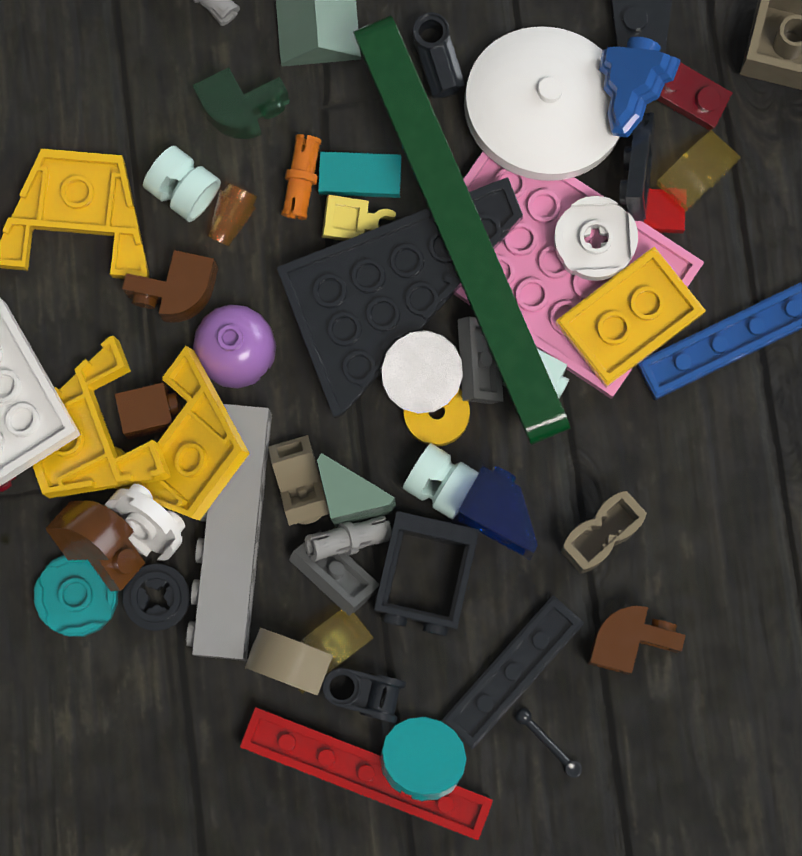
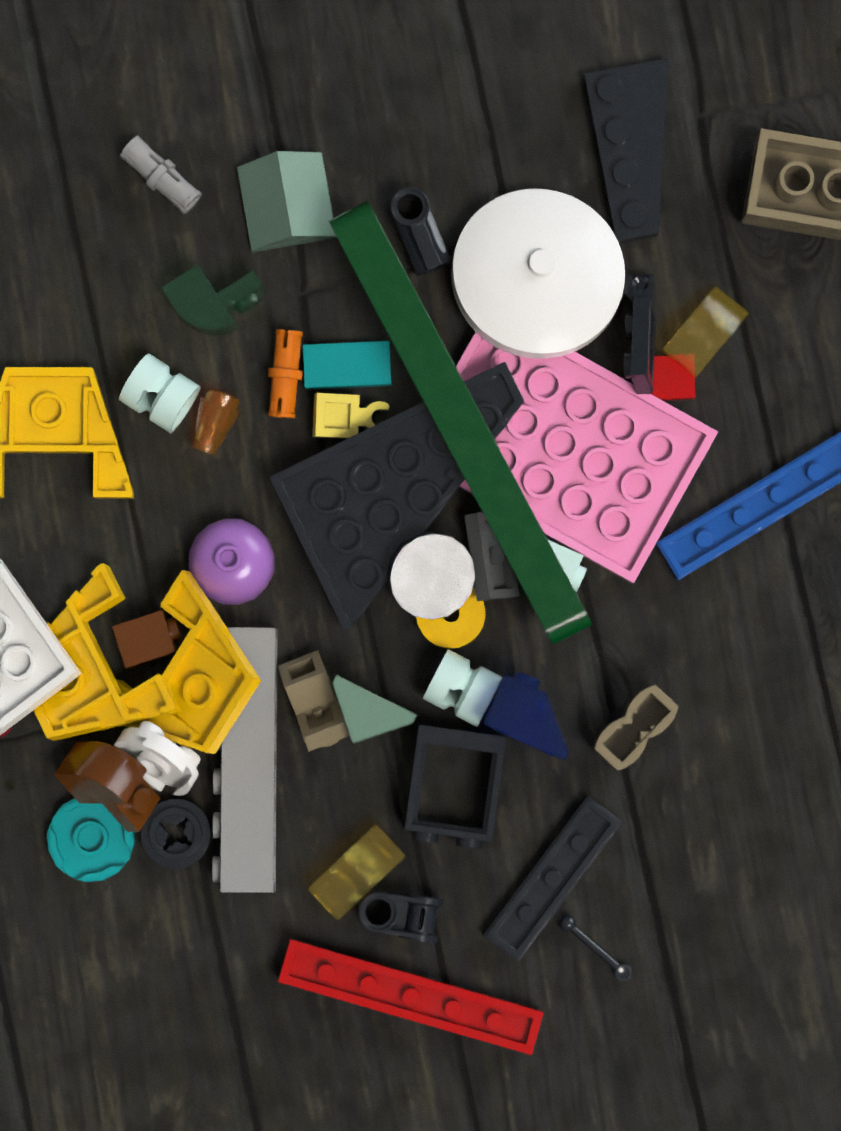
camera: 10 degrees left, 5 degrees up
(183, 294) = (174, 509): reddish brown brick -> none
(288, 661) = (321, 891): dark tan brick -> none
(338, 578) = (359, 792): dark grey plate -> none
(348, 538) = (370, 756): light grey pin -> none
(423, 758) = (468, 977): teal tile -> none
(612, 221) = (618, 398): white plate -> none
(620, 635) = (660, 833): reddish brown brick -> none
(630, 316) = (645, 497): yellow tile -> none
(633, 80) = (629, 246): blue rock -> none
(695, 97) = (686, 247): dark red plate -> none

